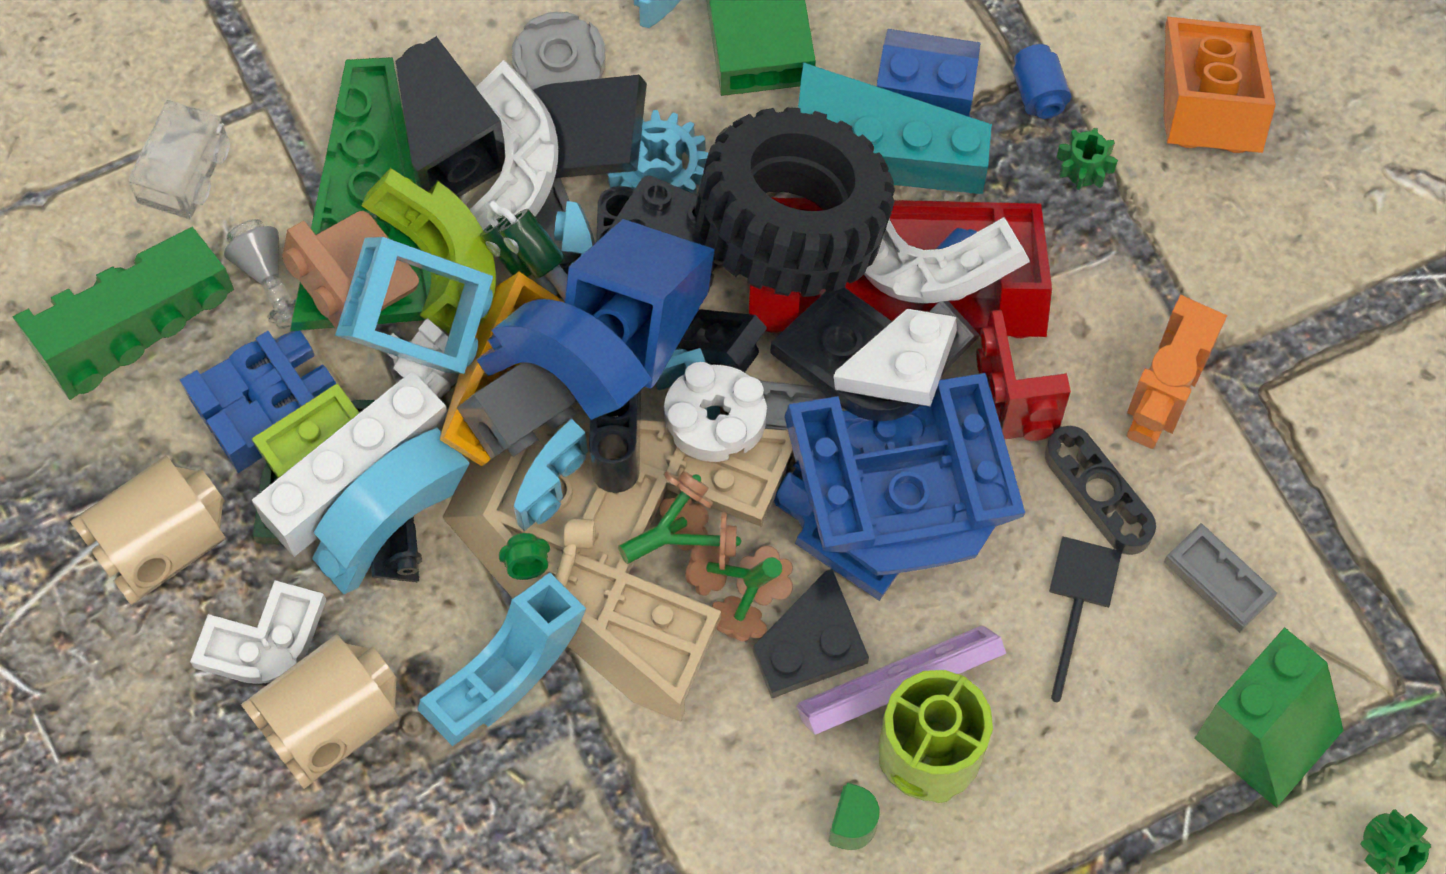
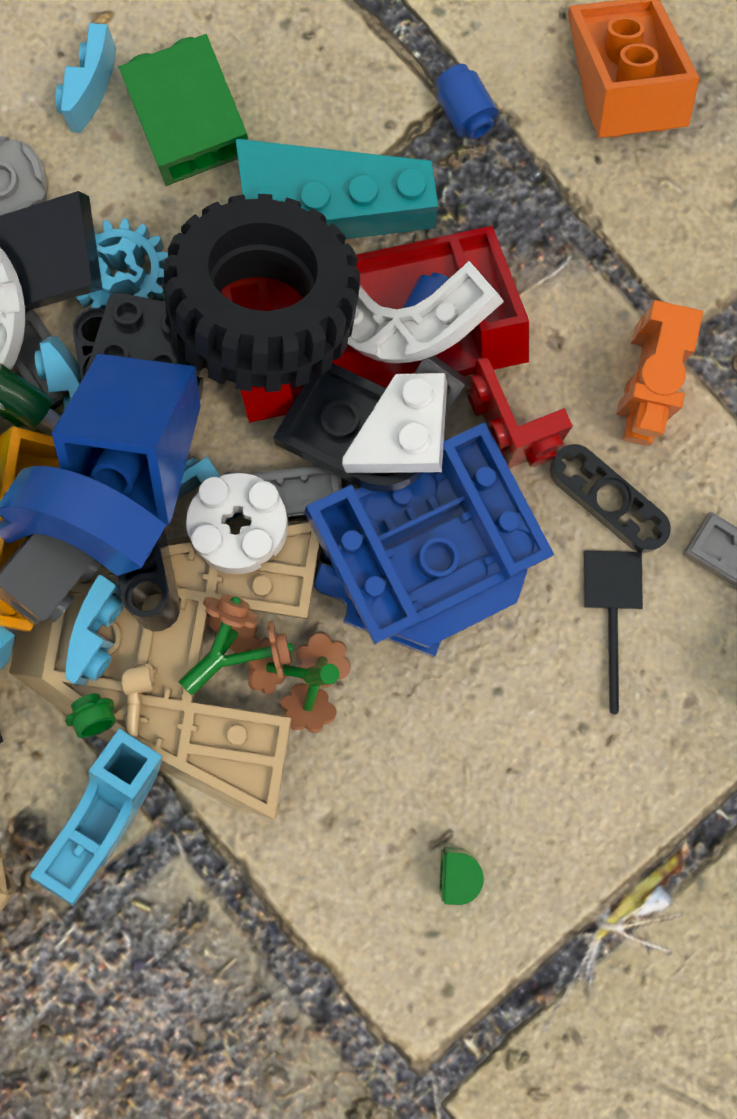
camera: 15 degrees left, 15 degrees up
(724, 337) = (227, 440): black slope -> none
(810, 640) = (378, 710): black wing -> none
(876, 687) = (470, 732): lavender tile -> none
(930, 69) = (359, 114): blue slope -> none
(934, 735) = (511, 816): lime cylinder -> none
(1087, 145) = (531, 158): green gear -> none

